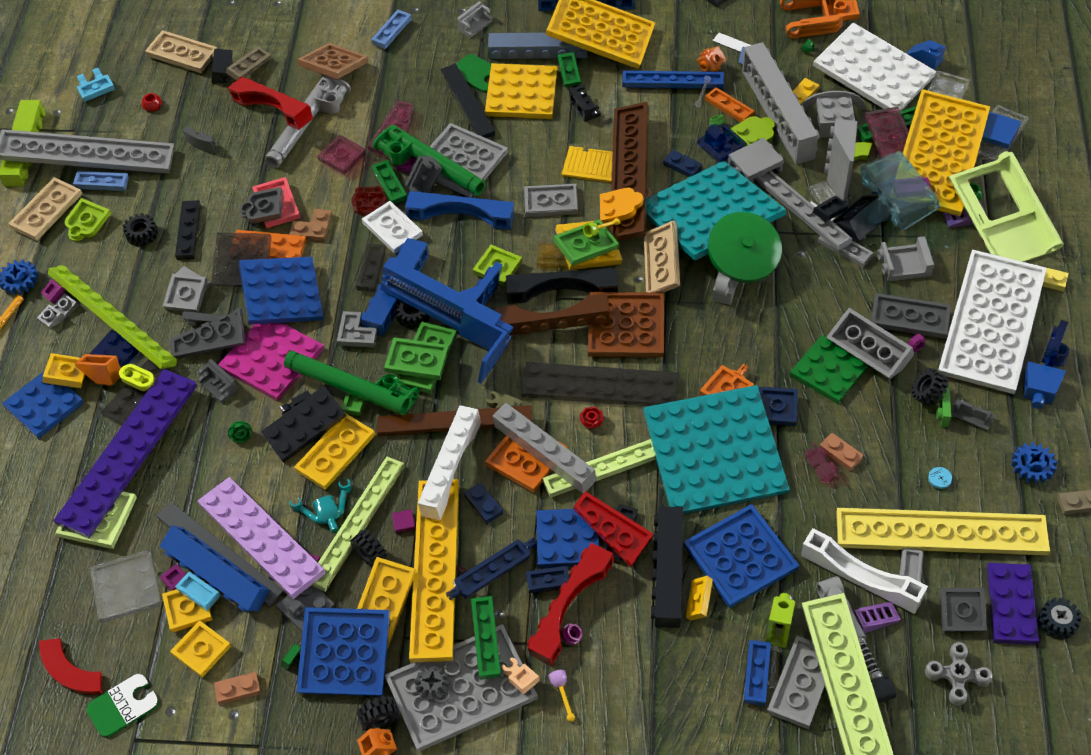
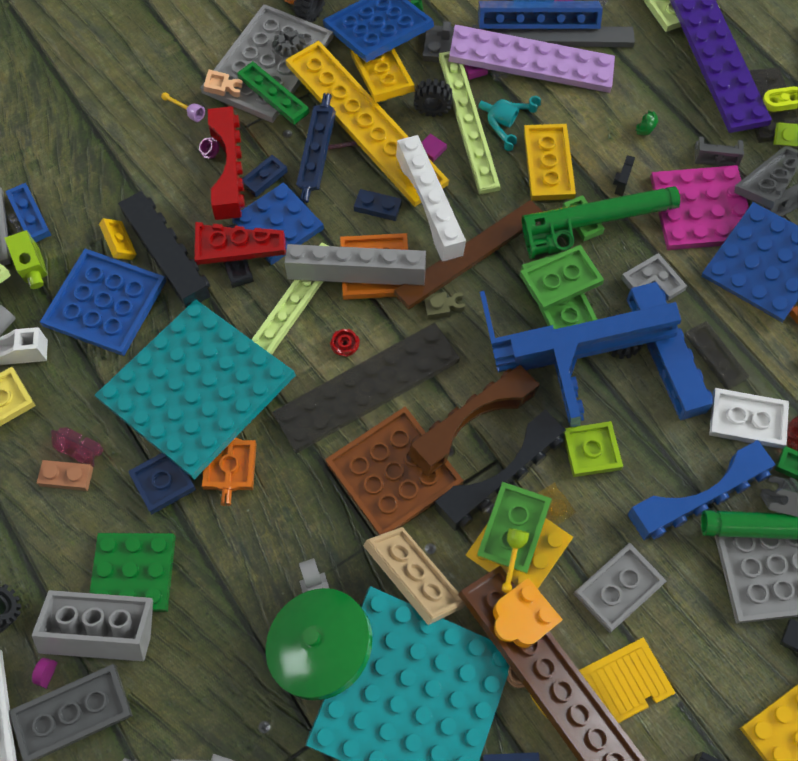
camera: 140 degrees right, 10 degrees up
(303, 423) = (598, 160): black plate -> none

